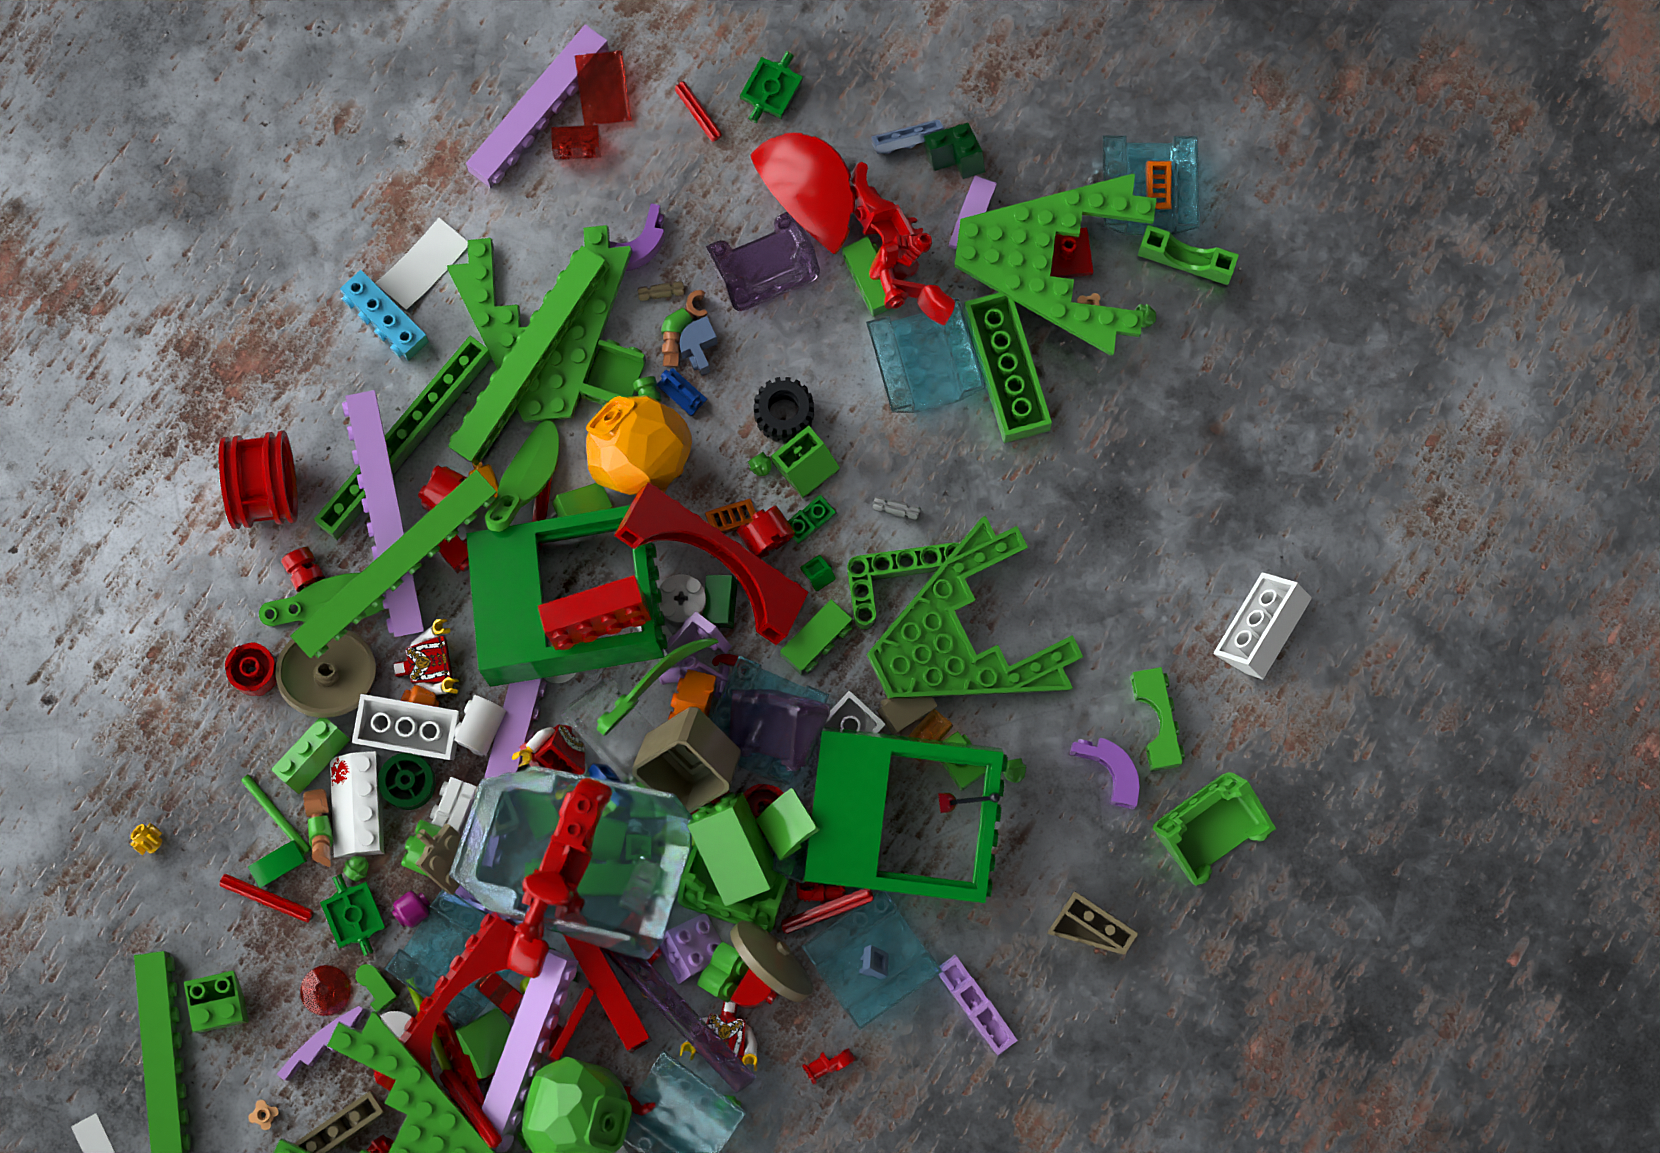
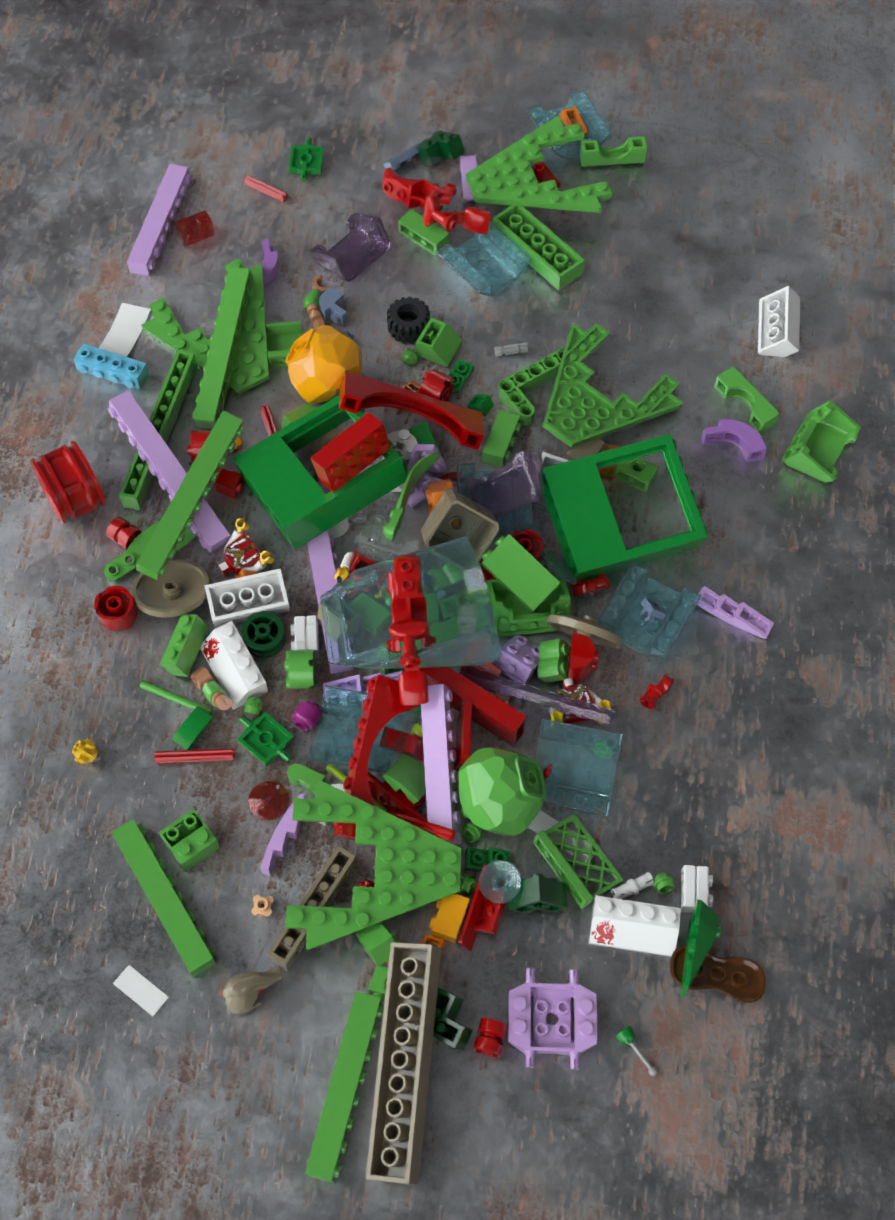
camera: 25 degrees left, 15 degrees down
(439, 856) = (316, 662): dark tan plate -> none
(479, 725) = (299, 575): white brick -> none
(525, 475) = (256, 415): bright green plant -> none
(603, 88) = (197, 193): clear red piece -> none
(661, 291) = (292, 289): dark tan axle -> none
(787, 824) = (548, 541): bright green slope -> none
(809, 183) = (359, 190): red brick -> none
(827, 910) = (603, 590): red axle -> none
(948, 801) = (650, 479): hinge -> none
(1092, 925) = (781, 530): dark tan wedge -> none

